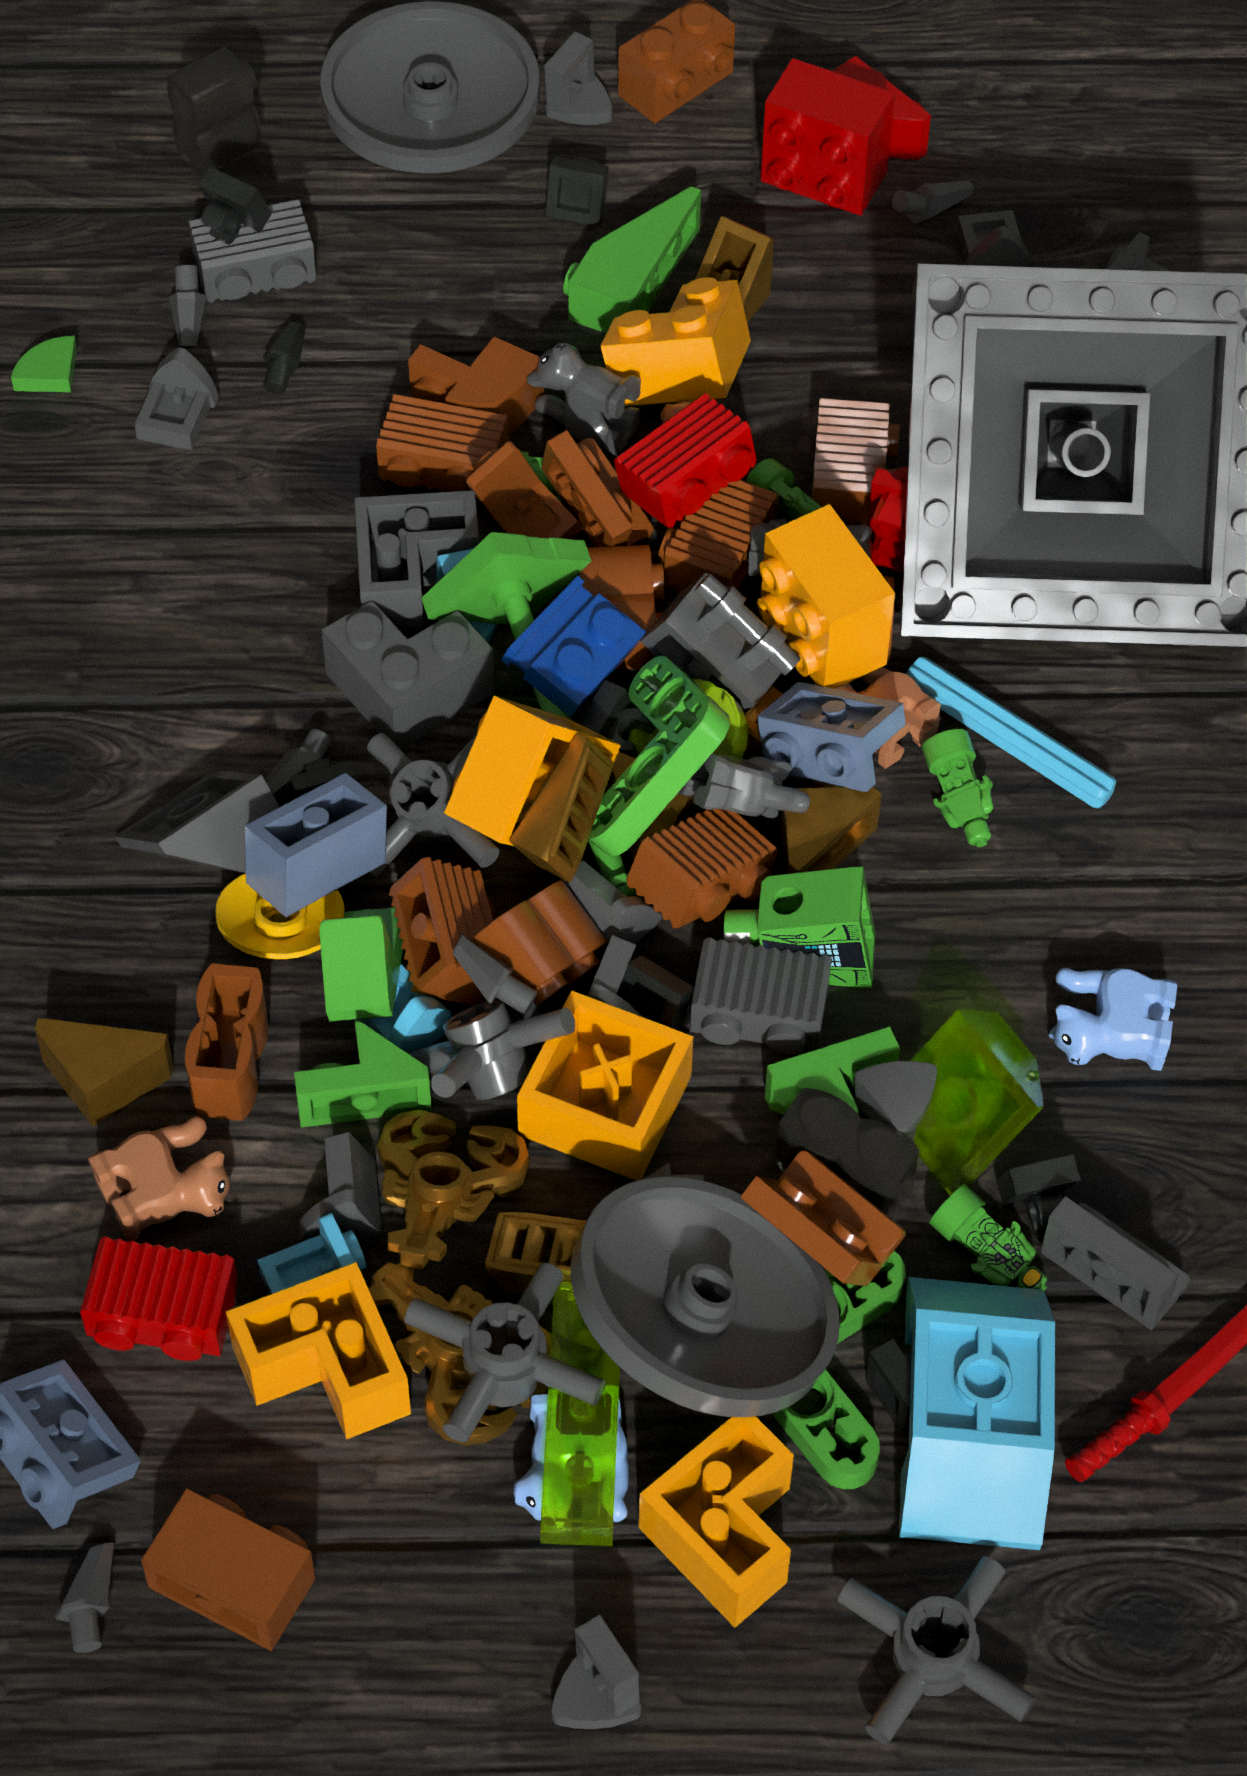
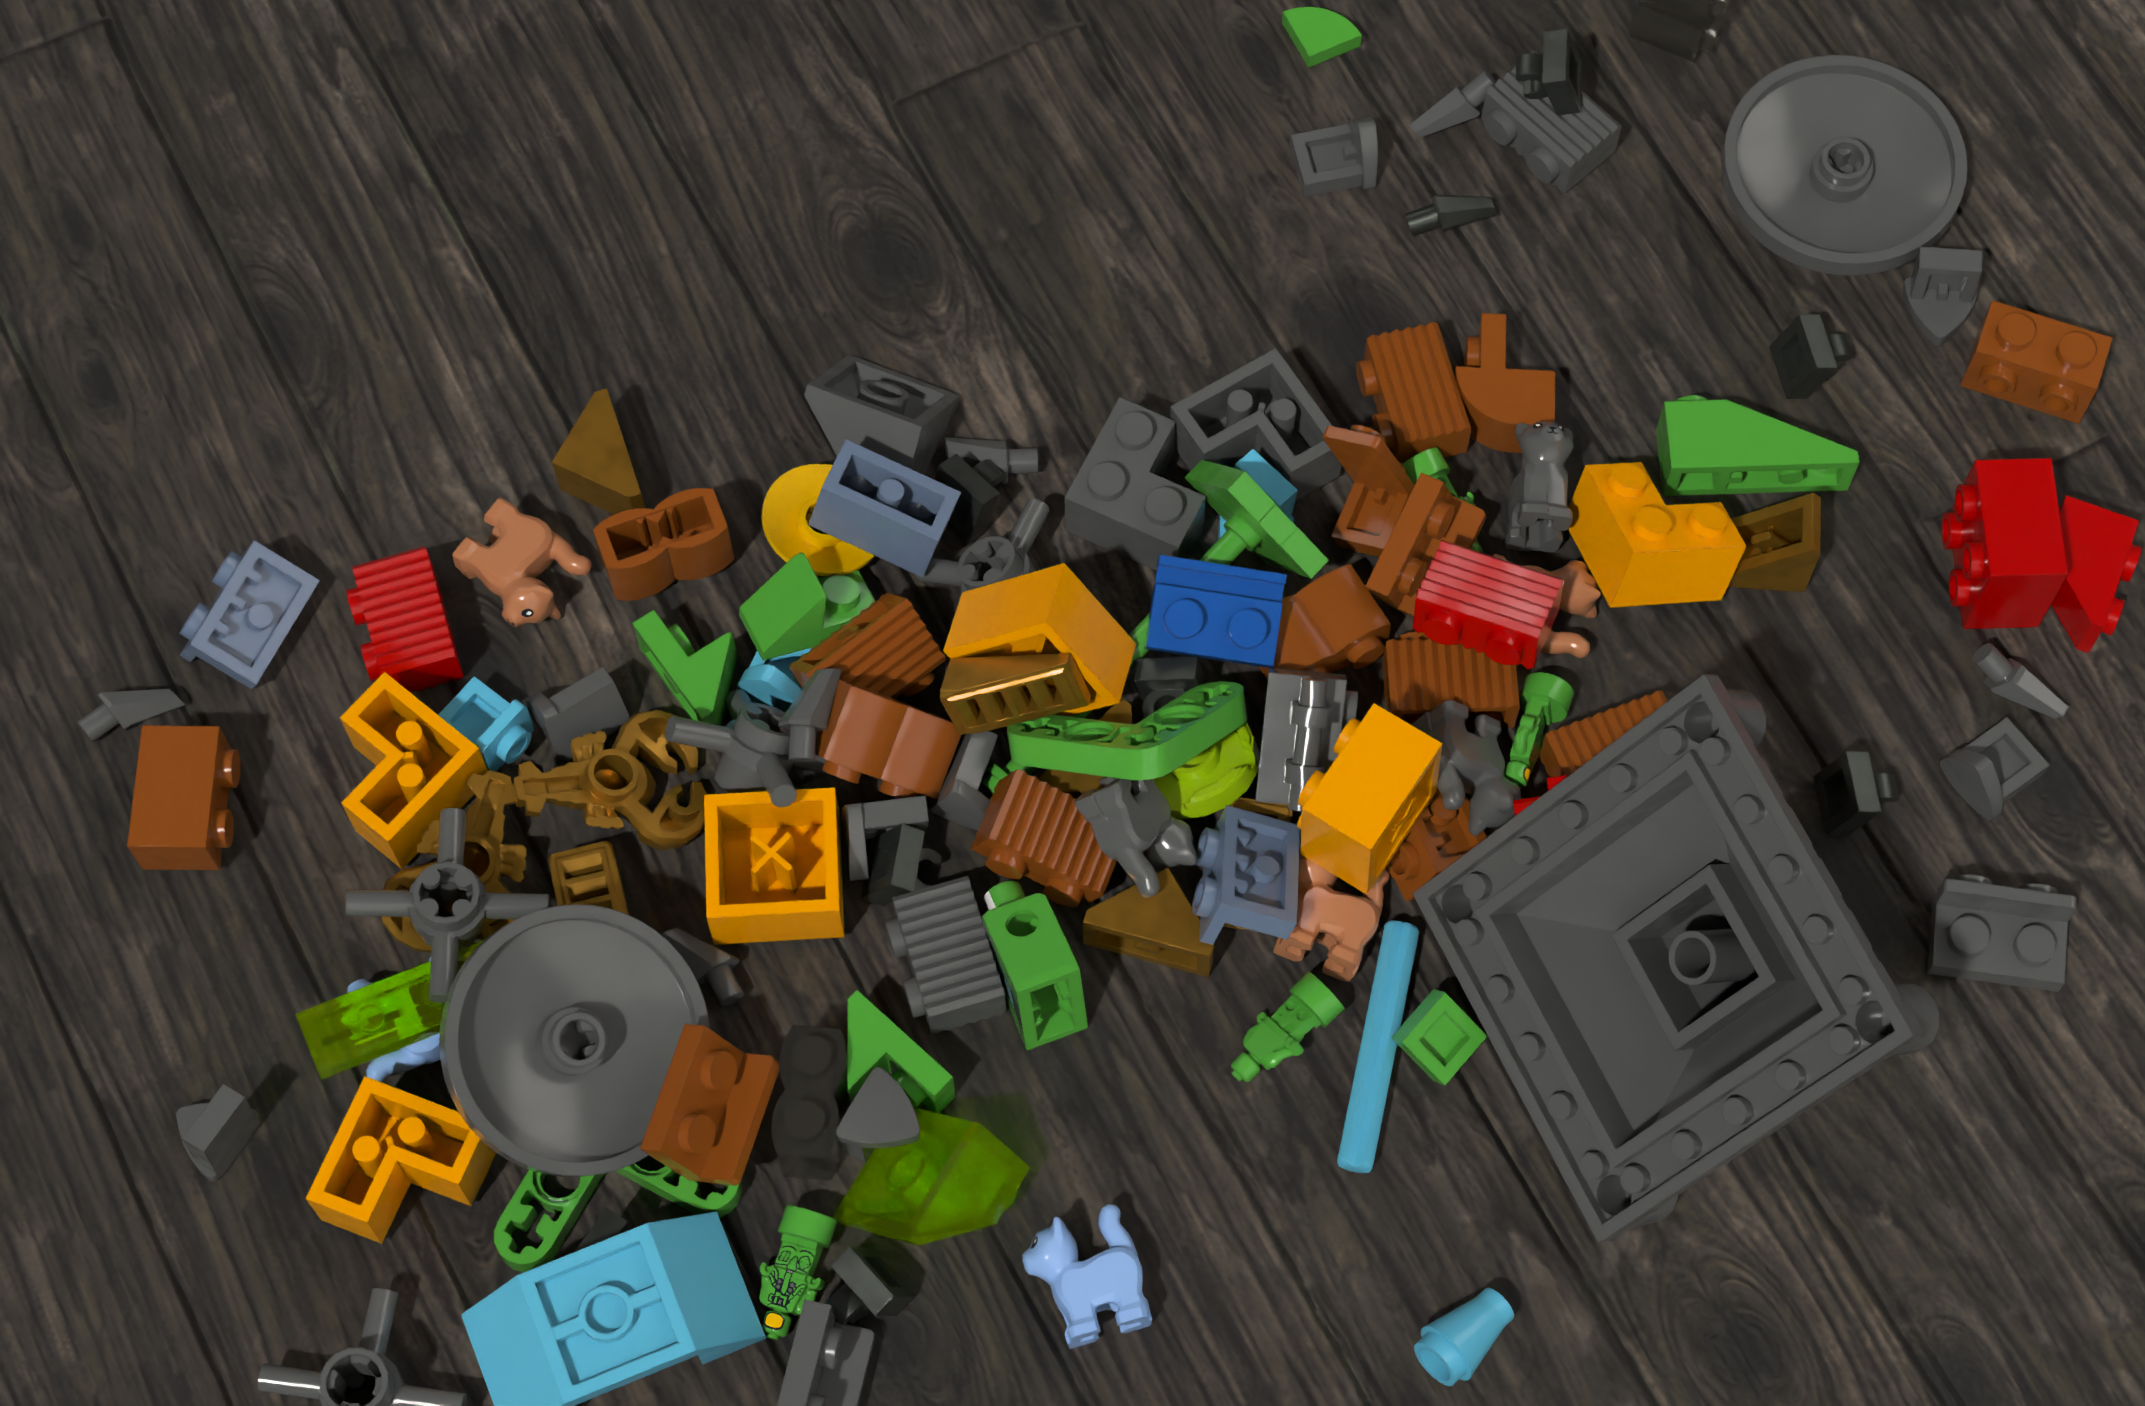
camera: 65 degrees right, 10 degrees up
(1028, 682) = (1439, 1037): none -> bright green plate

